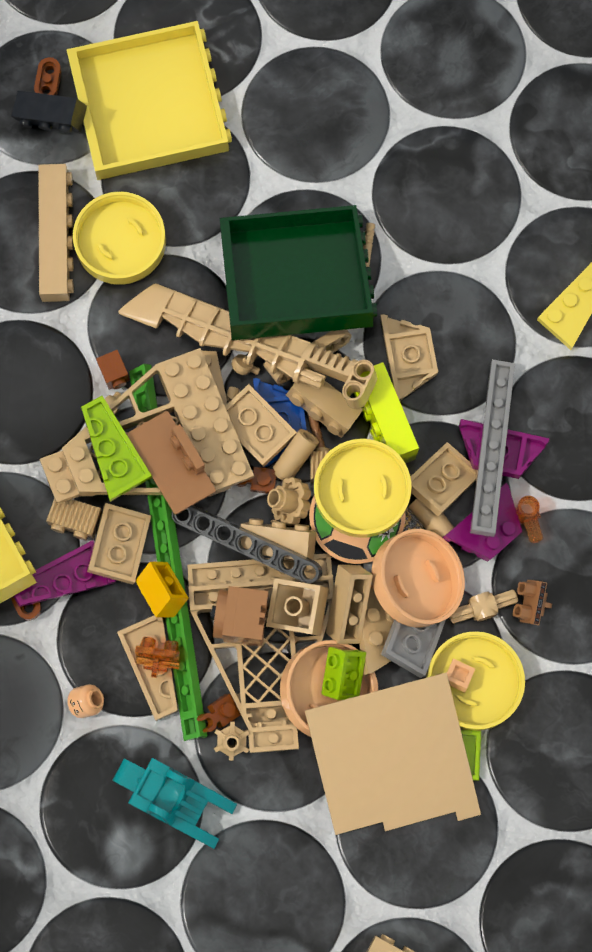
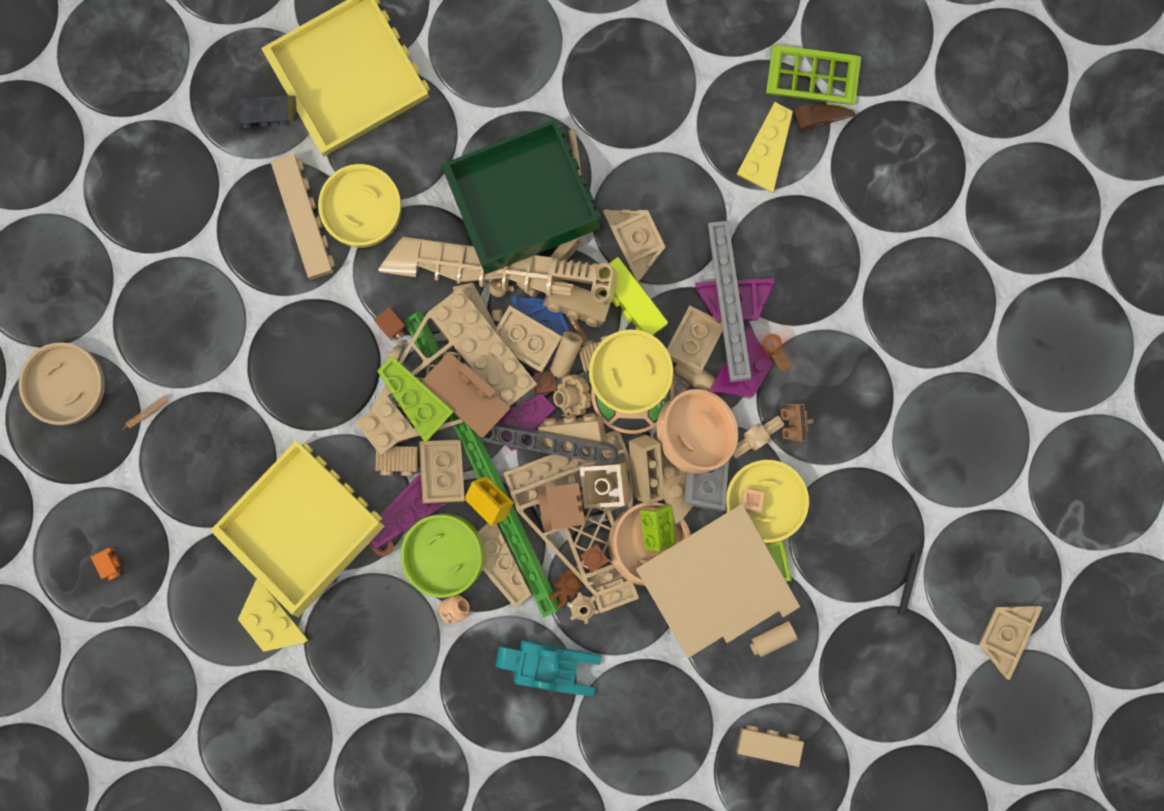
camera: 10 degrees left, 10 degrees up
(48, 81) = (252, 79): dark orange plate -> none
(91, 636) = (442, 555): none -> lime brick
(155, 658) = (502, 560): clear orange hips -> none
(234, 508) = (527, 415): none -> magenta wing
(261, 685) = (594, 558): none -> dark orange brick
(440, 842) = (773, 639): none -> tan brick

